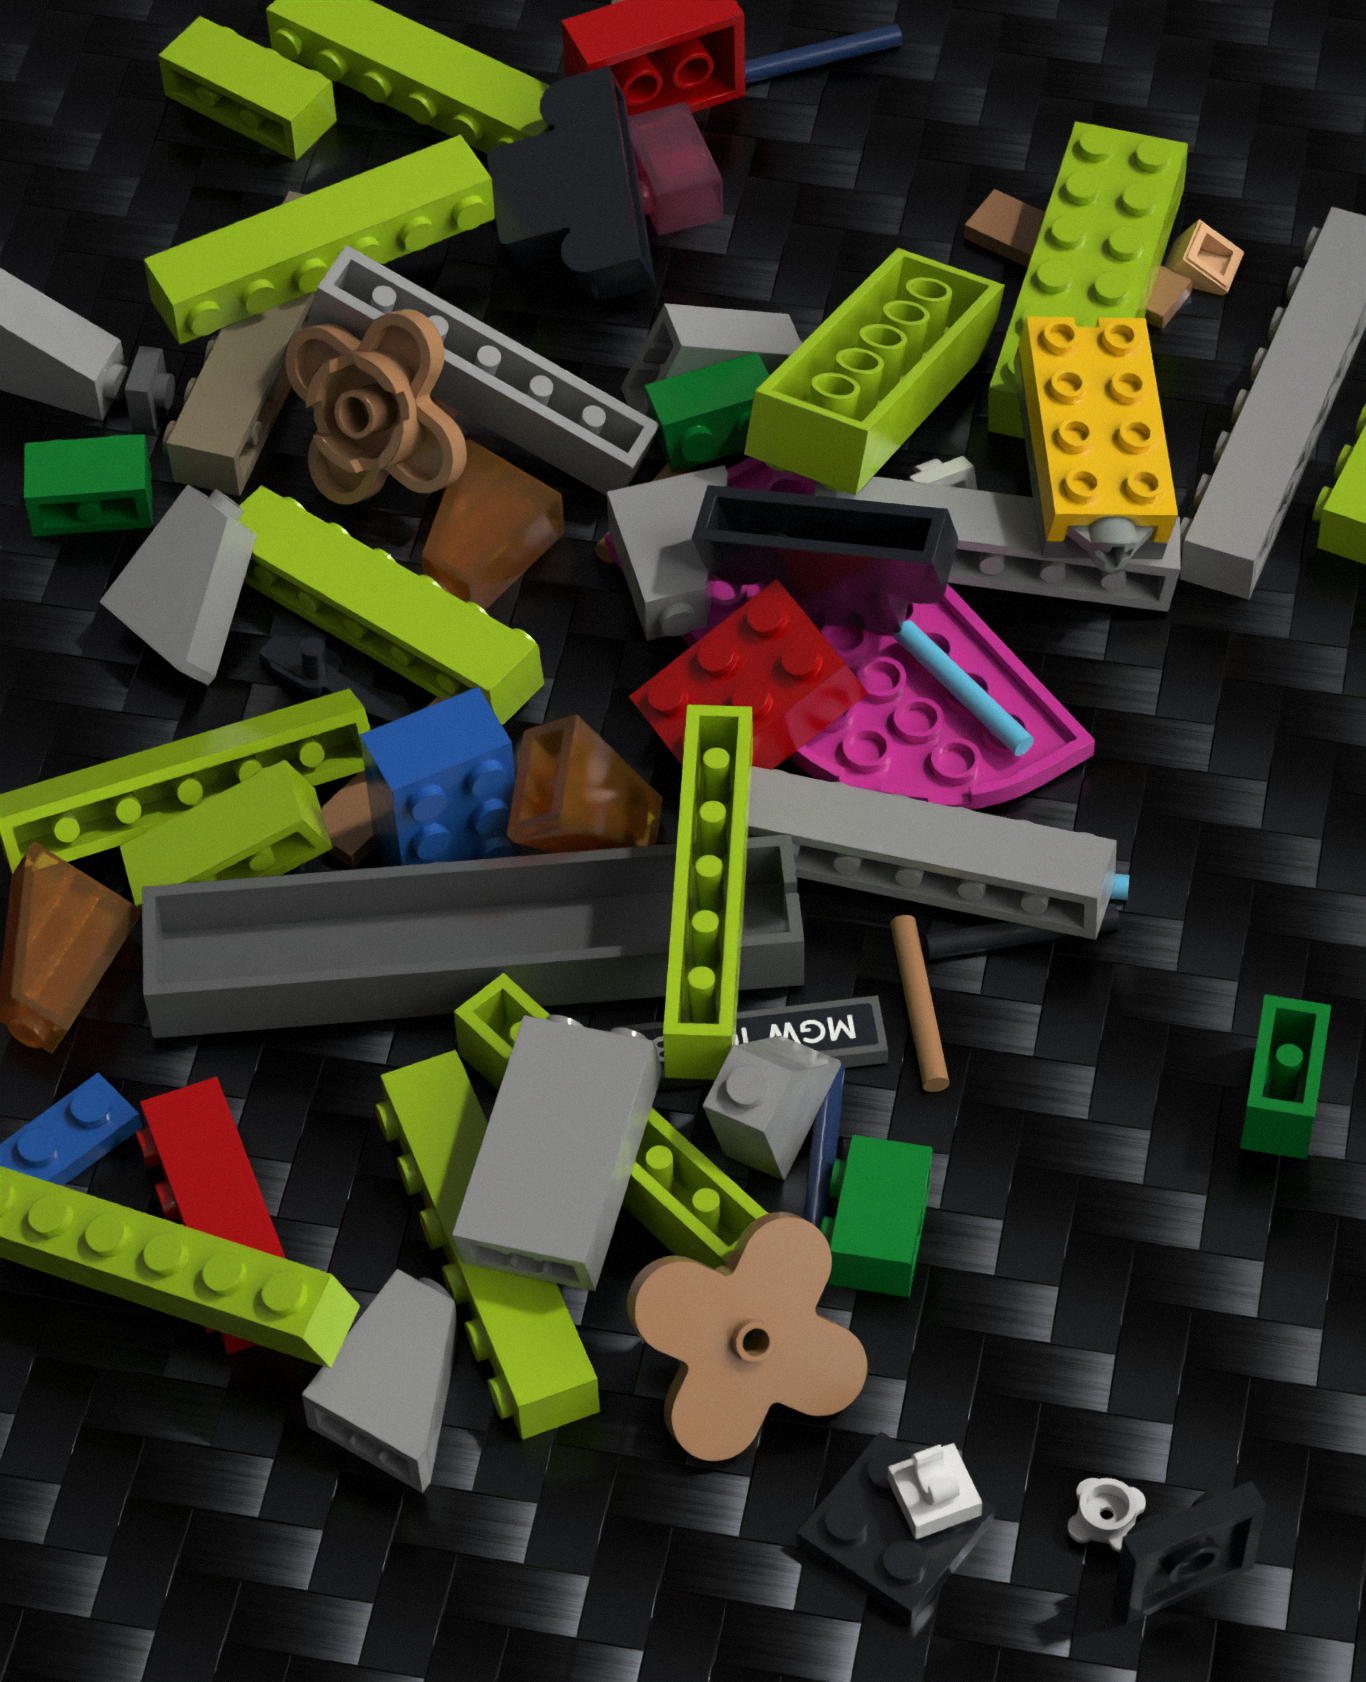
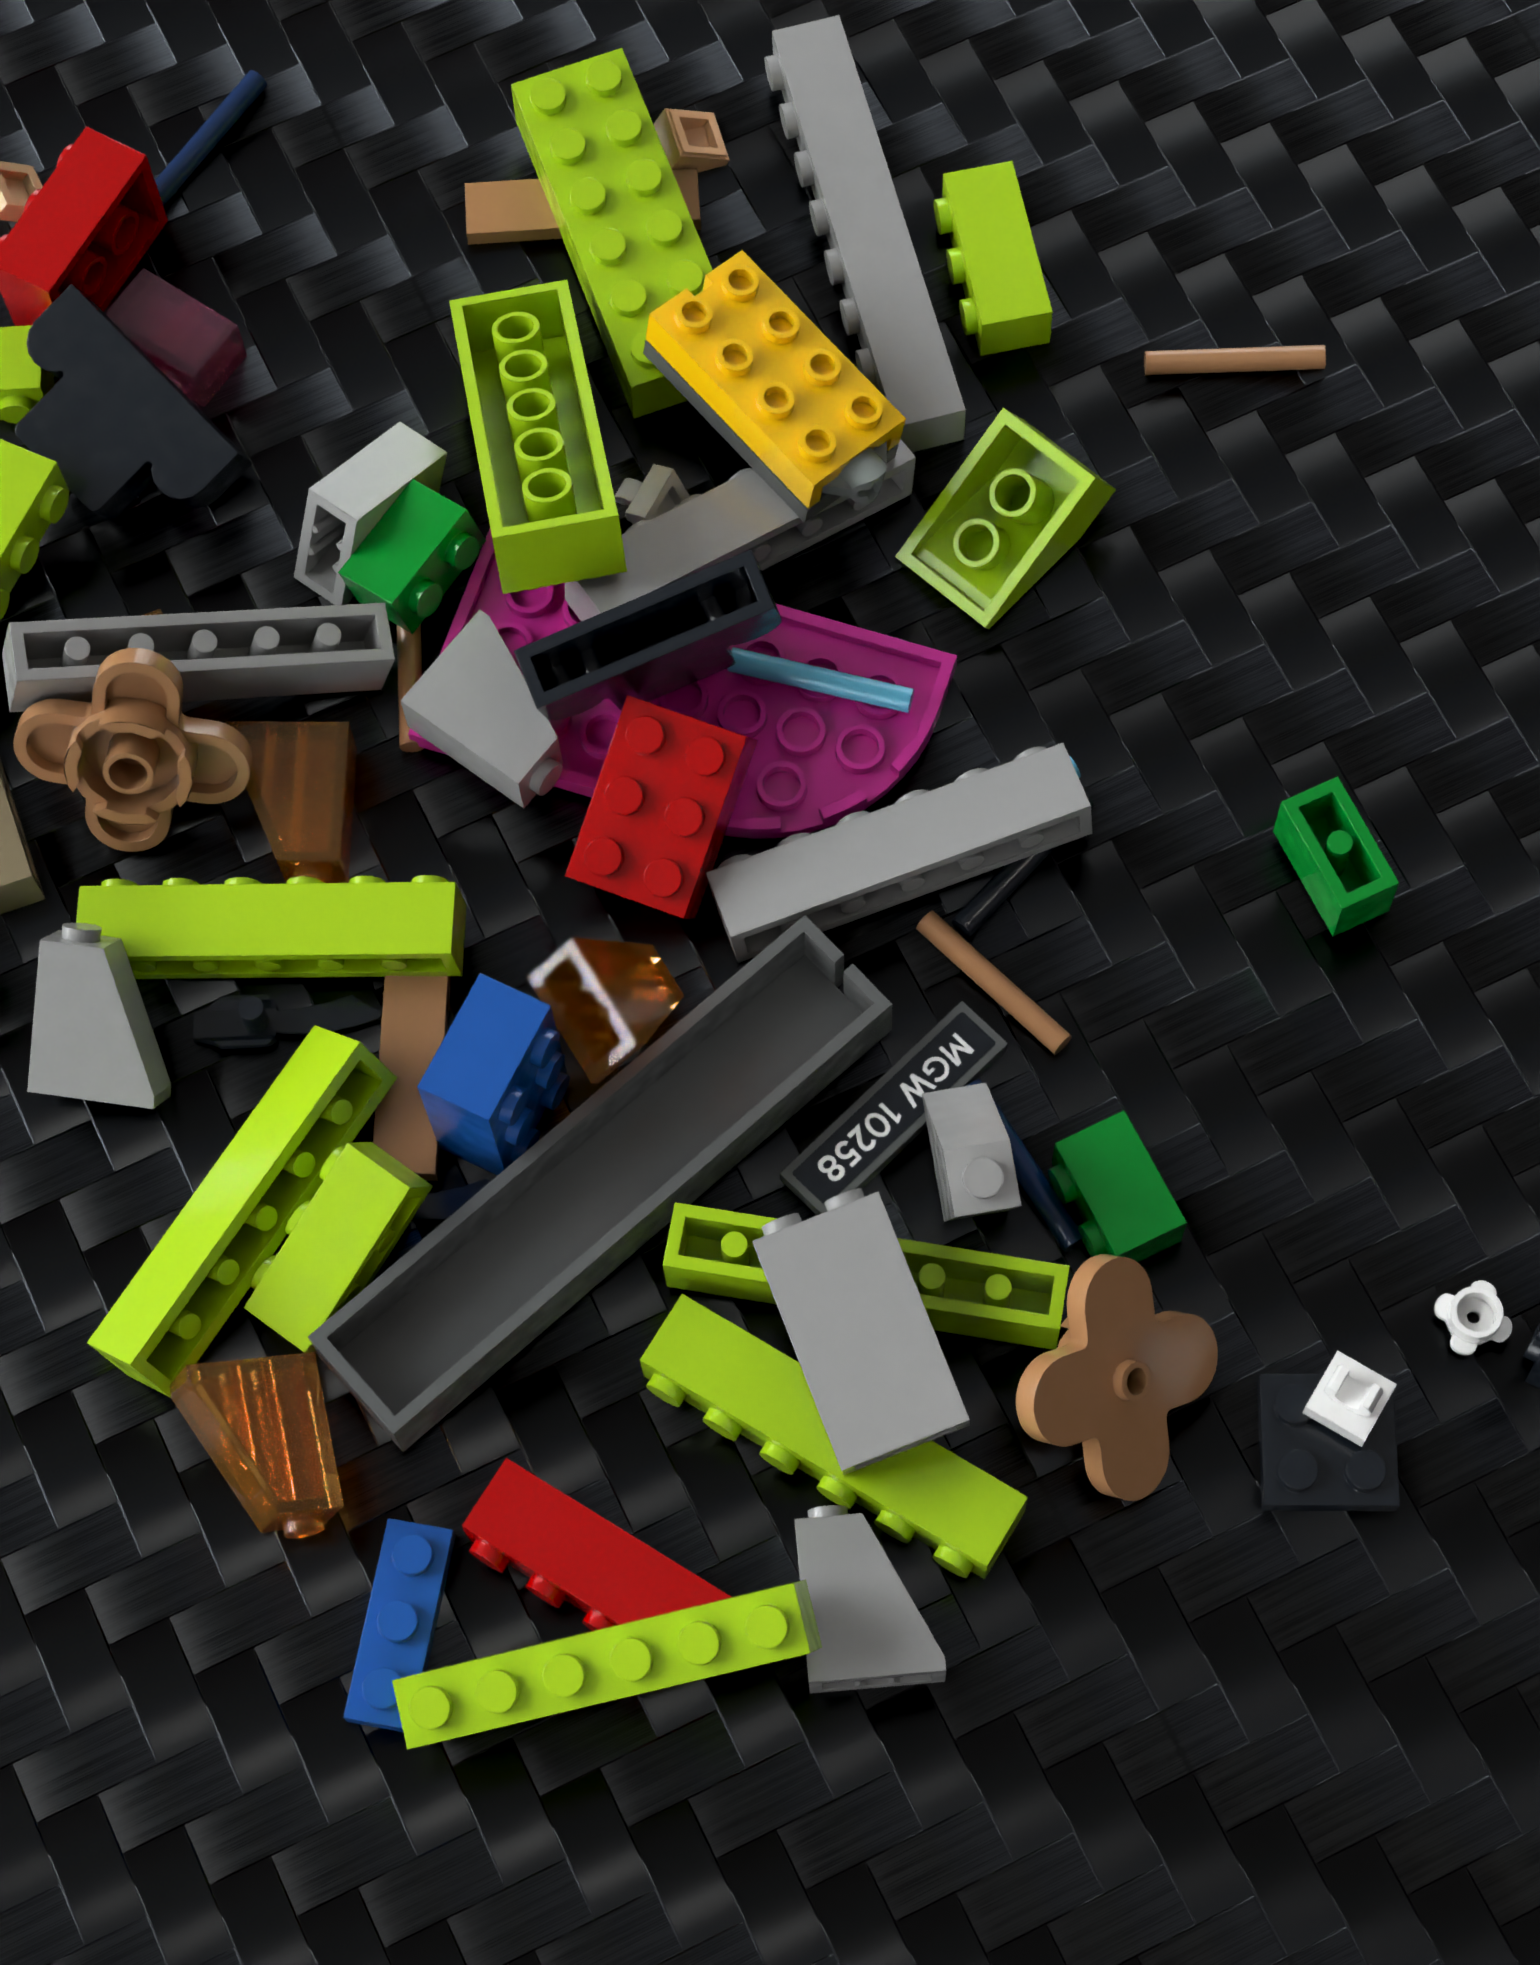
camera: 35 degrees left, 15 degrees up
(708, 891) = (802, 1020): lime brick -> none
(1227, 666) = (1004, 519): none -> lime slope

